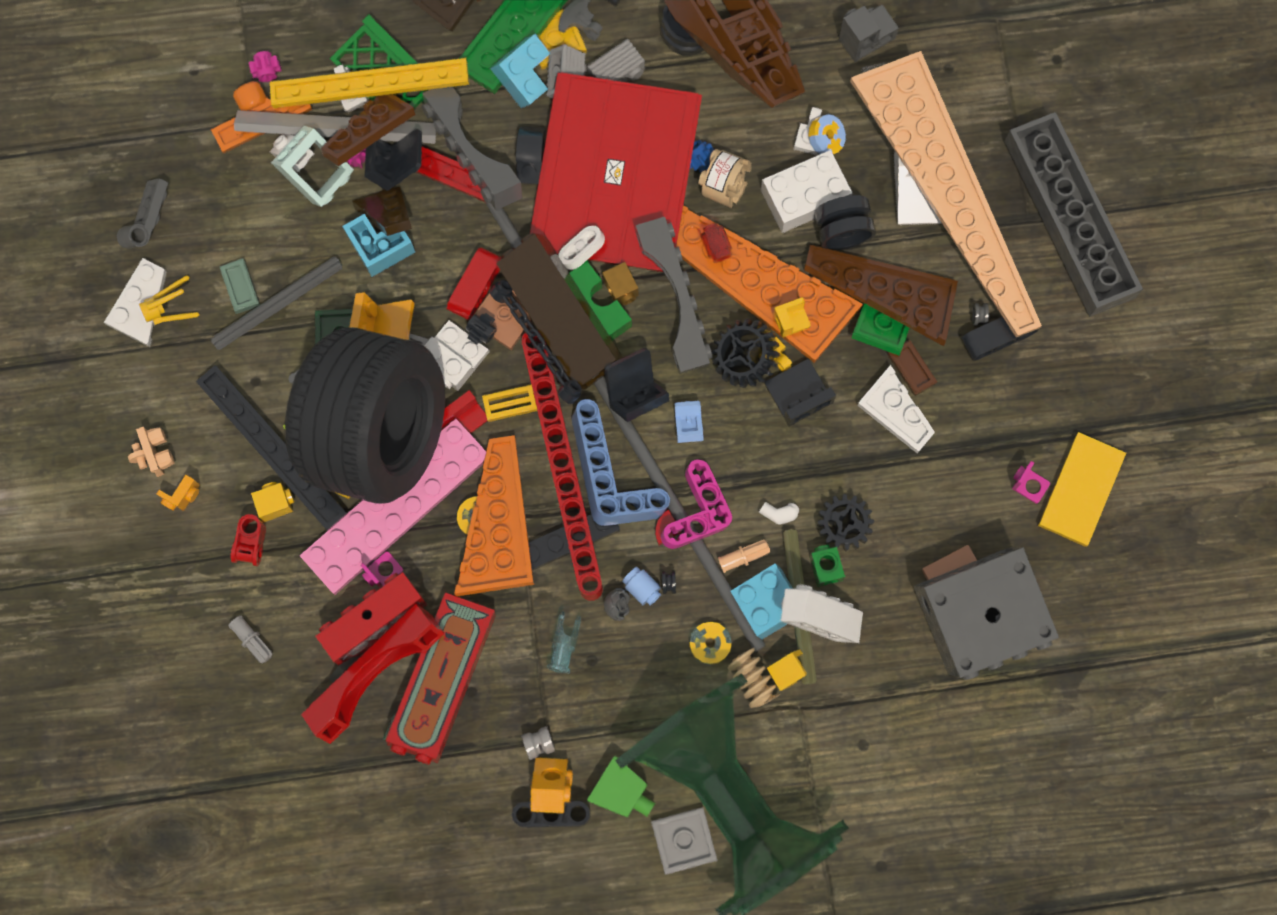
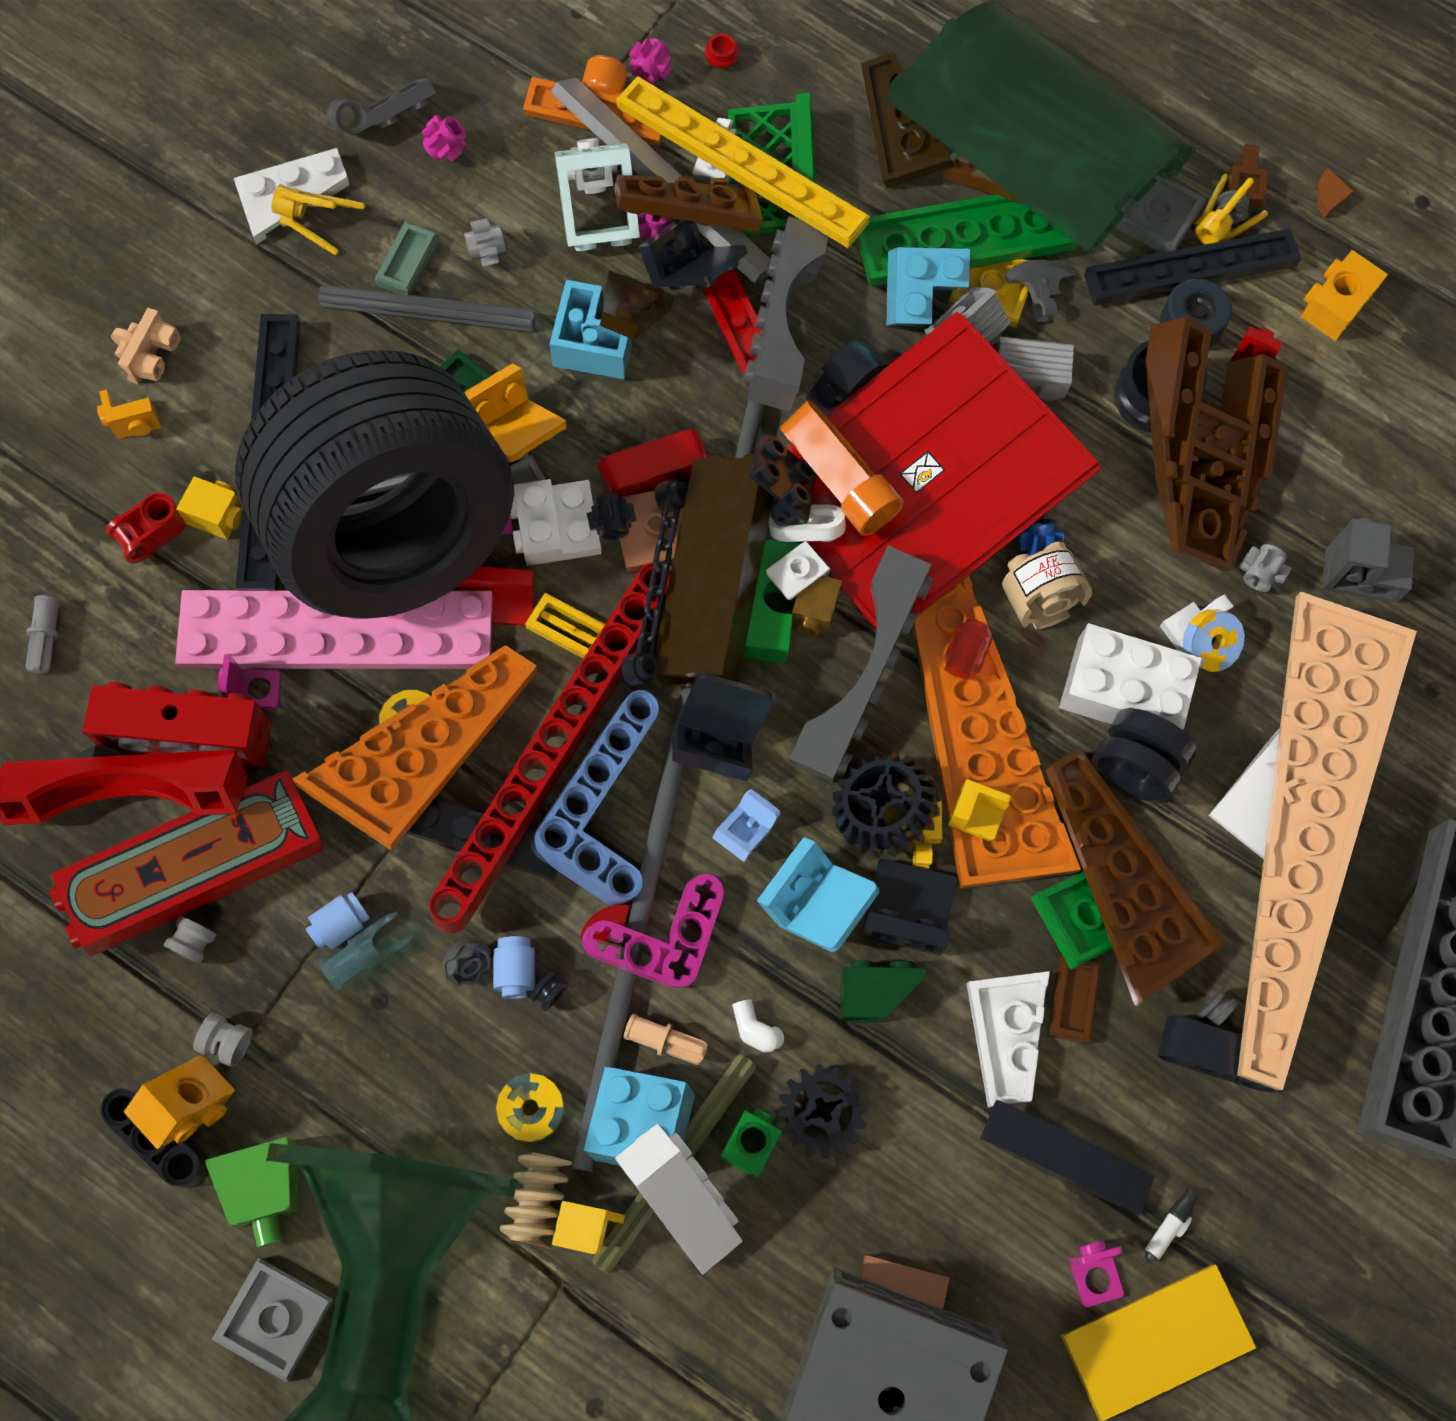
camera: 35 degrees right, 5 degrees down
(196, 203) = (444, 138): none -> dark pink gear
(274, 242) = (484, 242): none -> light grey gear
(295, 28) = (721, 51): none -> red plate
(476, 713) = (189, 939): none -> light grey wheel
(538, 641) = (337, 921): none -> light blue brick
(553, 235) = (784, 477): none -> black hinge
(599, 209) = (865, 497): none -> orange beam
(599, 275) = (797, 570): none -> white bracket
(754, 426) = (817, 897): none -> medium azure bracket
(820, 76) = (1265, 568): none -> light grey gear
(820, 447) = (874, 992): none -> dark green slope
(972, 443) = (1067, 1157): none -> black slope
(1045, 432) = (1173, 1225): none -> piece

